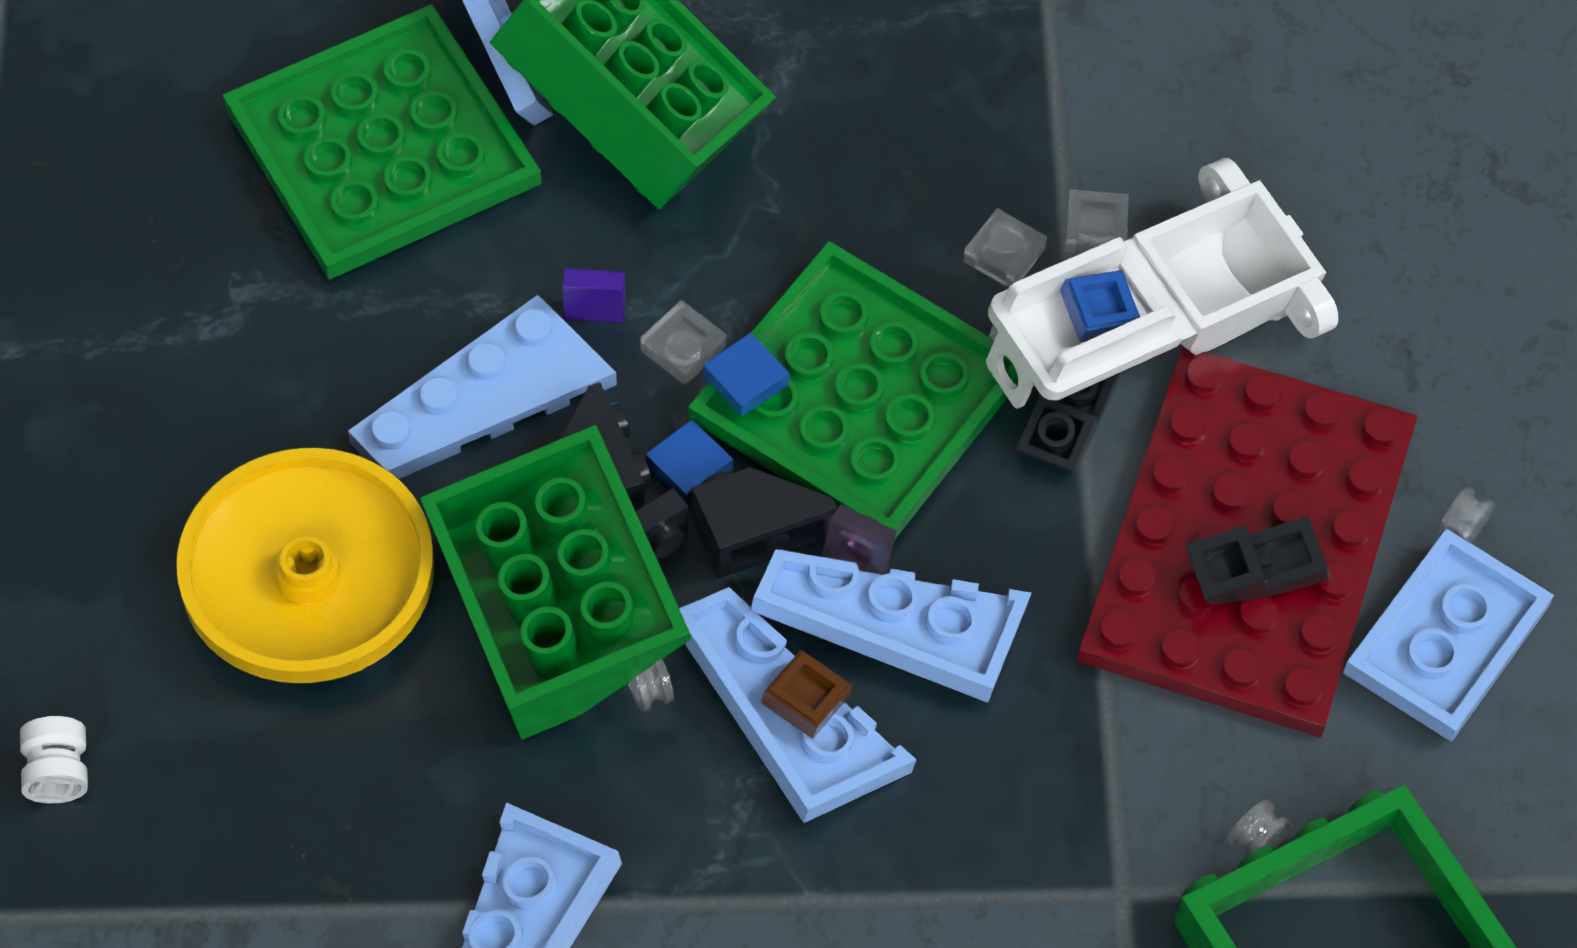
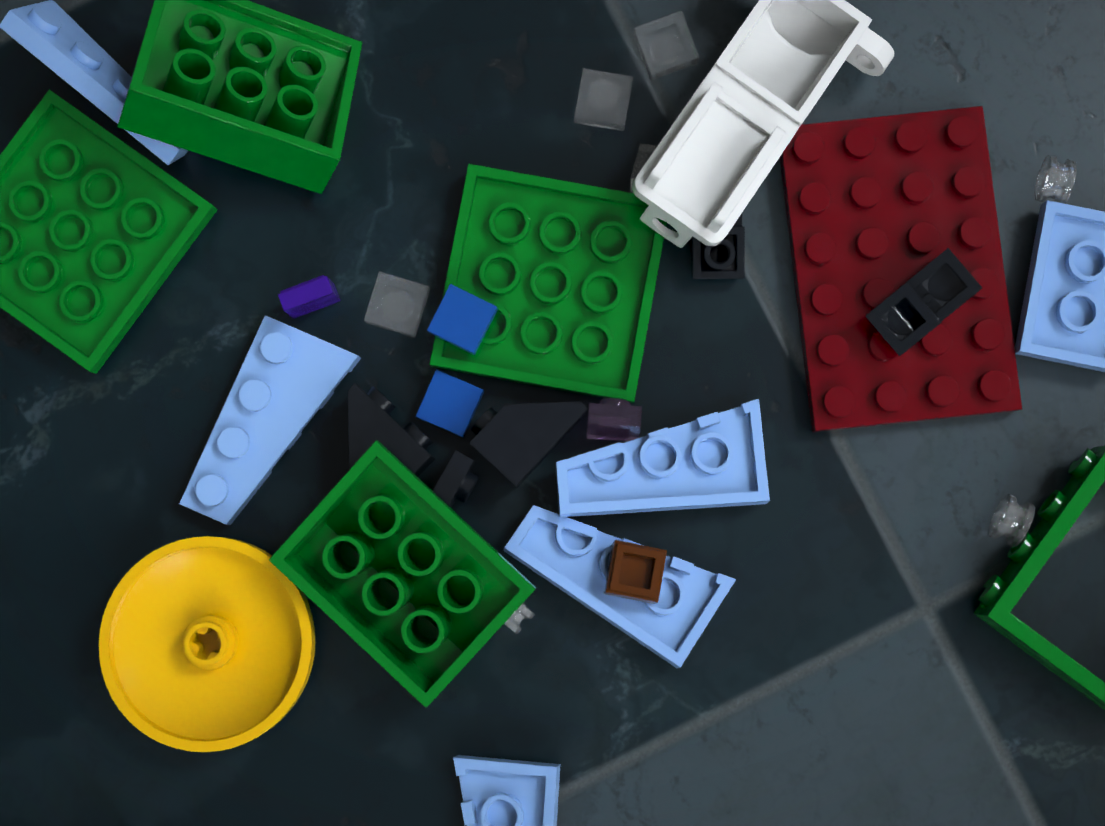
camera: 15 degrees left, 25 degrees up
(1098, 303) = (721, 147): blue tile -> none

